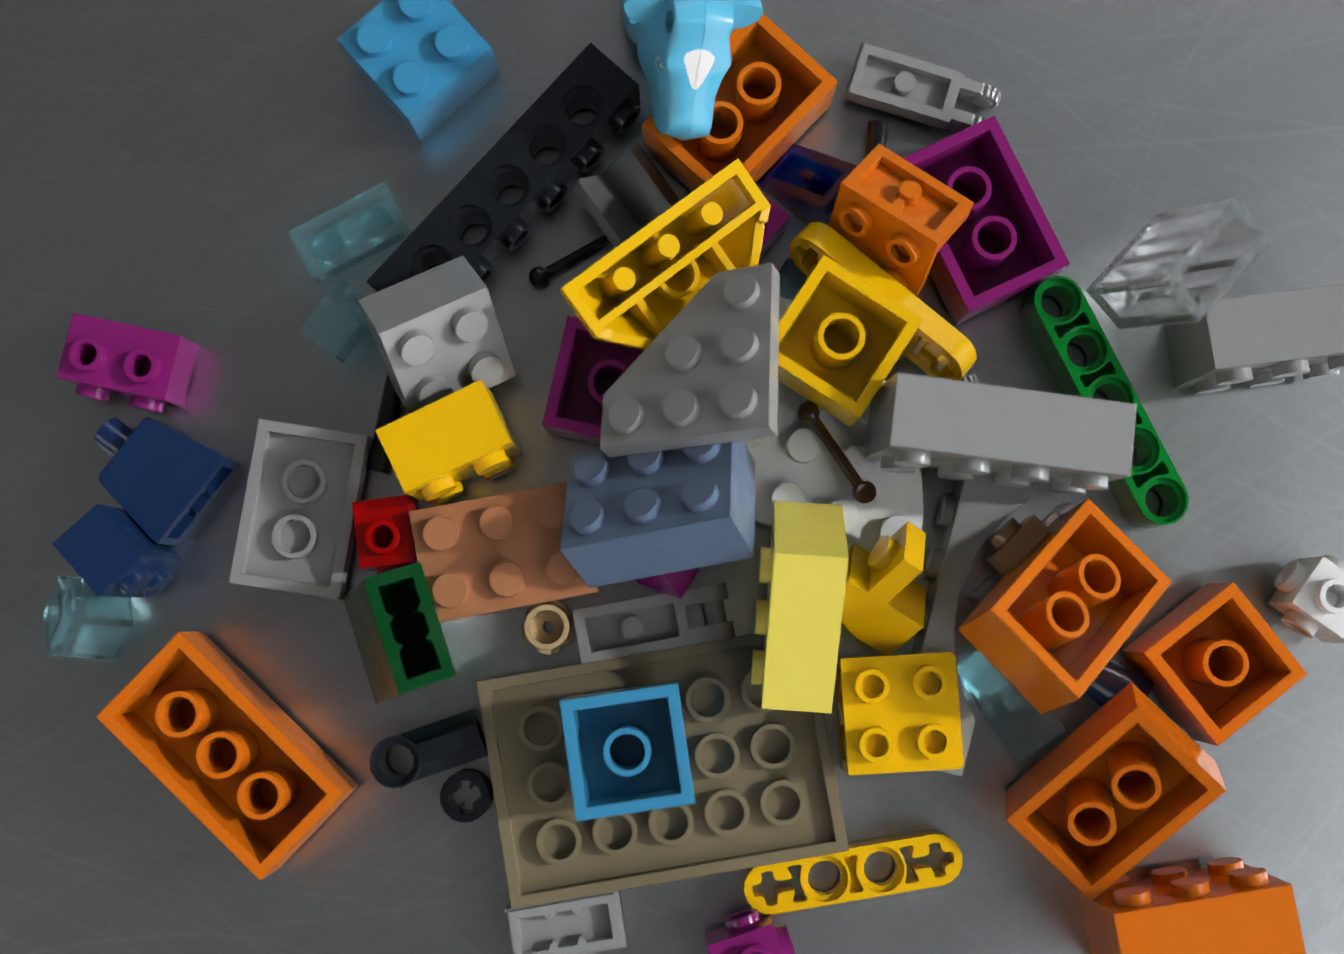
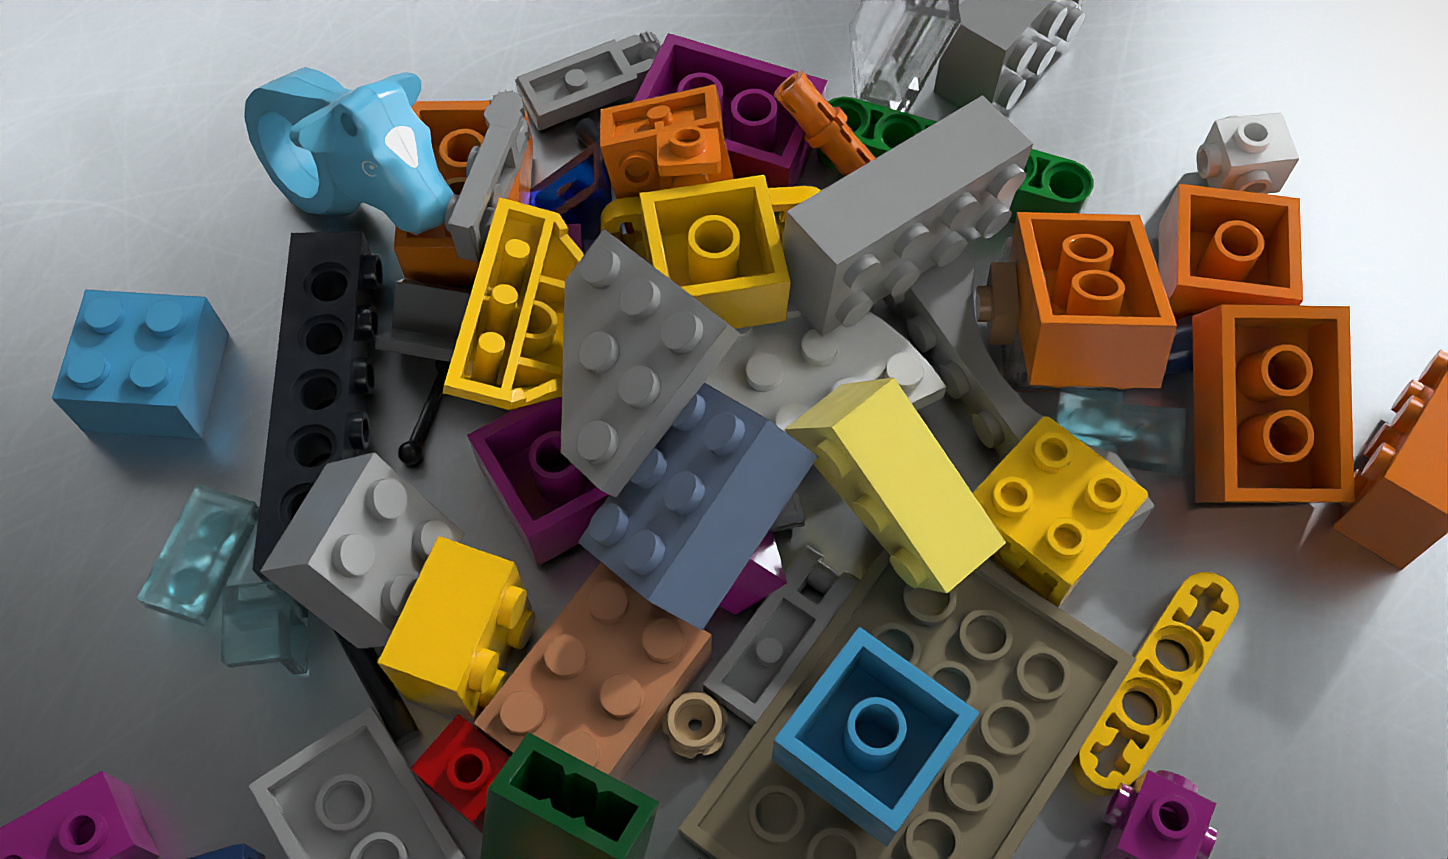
camera: 45 degrees left, 20 degrees down
(751, 130) = (489, 174): none -> light grey hinge
(862, 490) = (846, 358): dark brown hinge -> none
(880, 596) = (962, 427): yellow brick -> none
(887, 255) = (688, 157): none -> orange bracket
(1027, 308) = (822, 123): none -> orange pin

